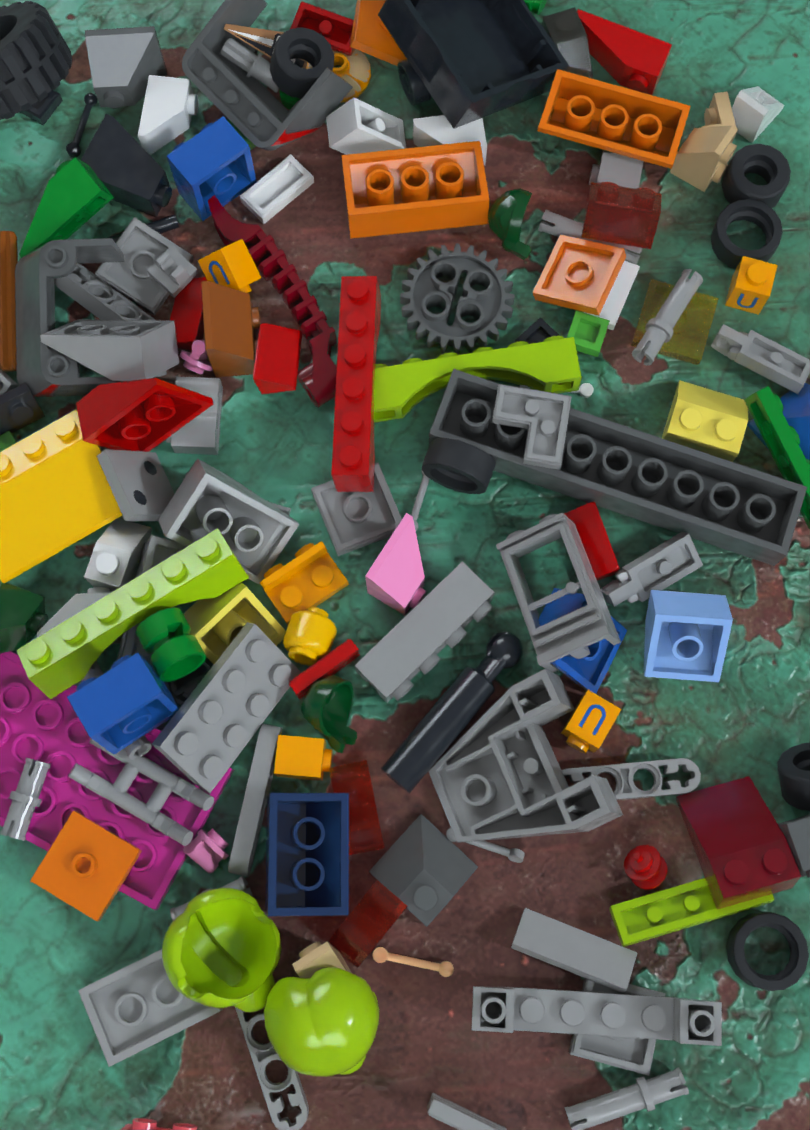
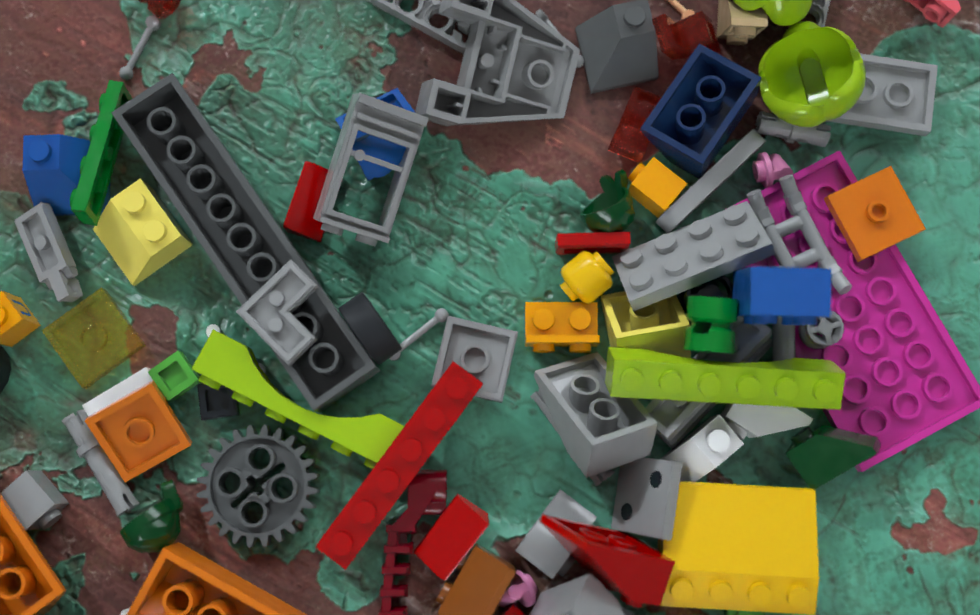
camera: 145 degrees left, 5 degrees up
(25, 799) = (894, 295): light grey pin -> none
(66, 718) = (830, 327): none -> light grey wheel
(398, 571) = (479, 276): bright pink slope -> none
(424, 632) = (493, 216): light grey brick -> none
(451, 713) = (515, 143): black piece -> none
(590, 722) = (417, 64): light orange brick -> none
(621, 215) = (62, 453): clear red slope -> none
(654, 570) = (281, 143): light grey hinge -> none
(660, 329) = (111, 332): light grey pin -> none
(686, 635) = (293, 80): light blue slope -> none

